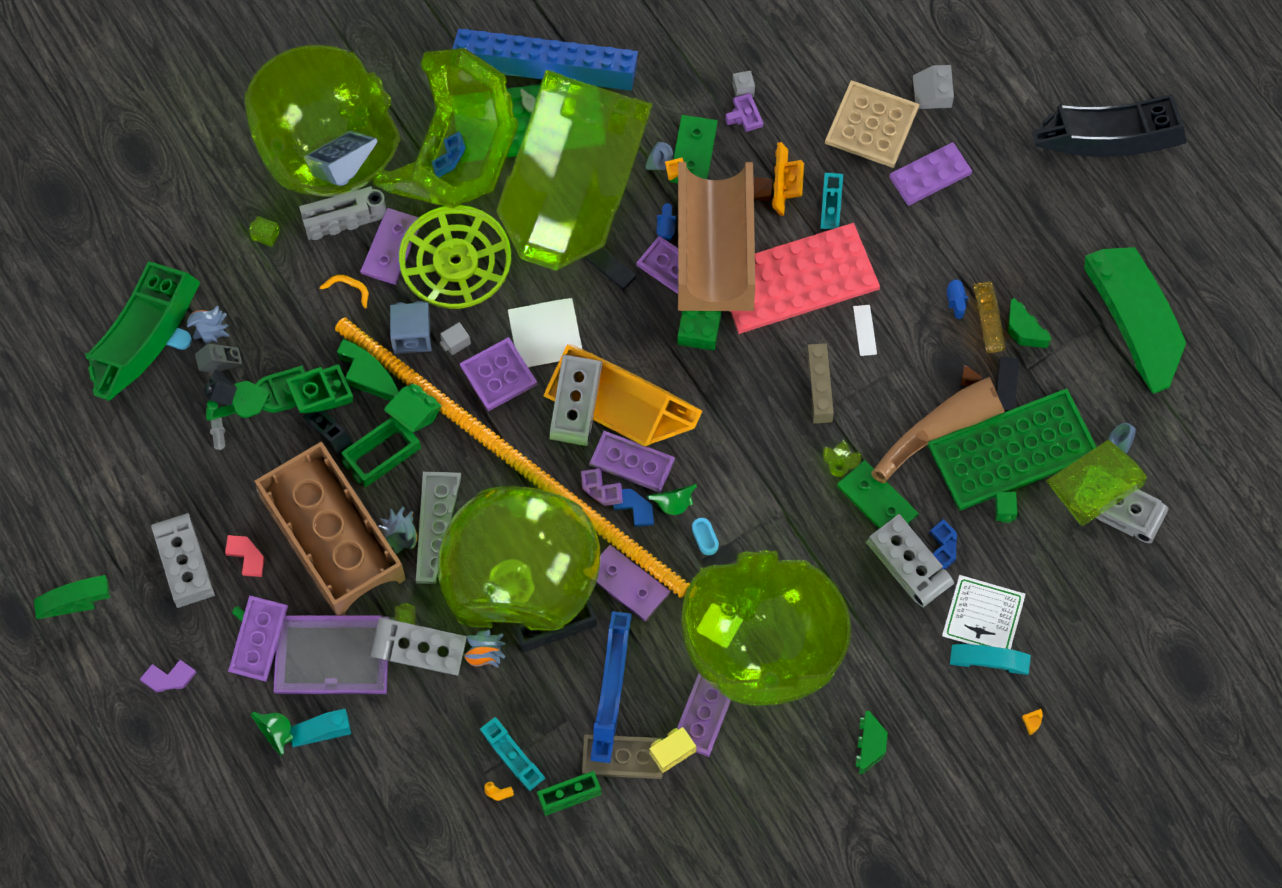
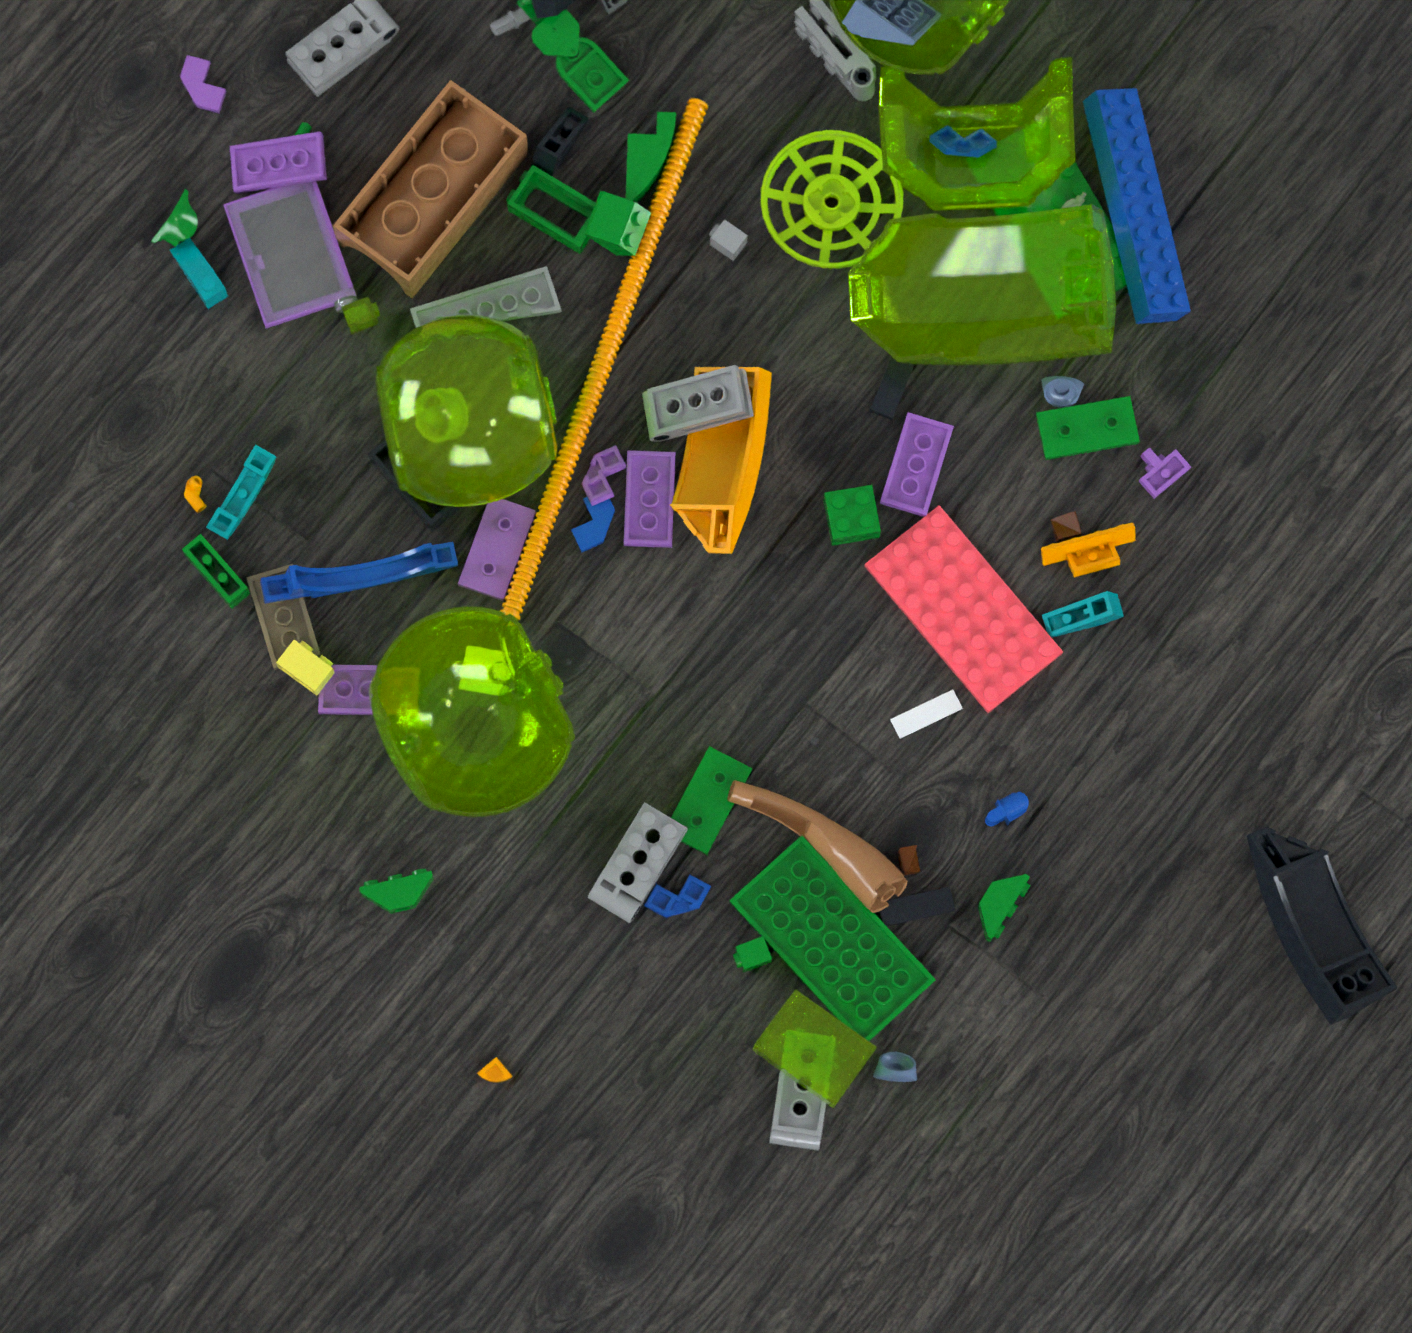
camera: 65 degrees right, 10 degrees up
(243, 547) = (374, 120): coral tile -> none
(320, 389) = (602, 110): green slope -> none
(350, 281) = (759, 95): light orange animal -> none
(383, 256) = (804, 116): medium lavender plate -> none
(387, 648) = (311, 307): light grey hinge -> none
(399, 531) = (461, 266): sand blue hair -> none
(410, 327) = (723, 182): sand blue slope -> none
(484, 649) = (352, 414): sand blue hair -> none
(498, 374) = (703, 305): medium lavender plate -> none
(544, 330) = (780, 339): white sticker -> none
(666, 223) = (973, 429): blue arm -> none
(672, 168) = (1051, 412): light orange tile -> none
(674, 501) = (616, 563): green hat -> none
(705, 536) = (587, 616): medium azure tile -> none
(716, 242) = (963, 490): medium nougat piece -> none
(743, 83) = (1199, 455): light grey brick -> none
(820, 383) = (840, 676): dark tan arch -> none
(841, 457) = (747, 739): clear neon green plate -> none
(872, 124) = (1208, 629): tan plate -> none
(930, 173) = (1169, 723): medium lavender plate -> none
(934, 87) = (1288, 688): light grey slope -> none
(983, 613) = (608, 973): white sticker -> none
(989, 317) = (995, 854): clear yellow slope -> none
(991, 657) = (554, 998): teal slope -> none
(1139, 313) = (1073, 1038): green slope -> none

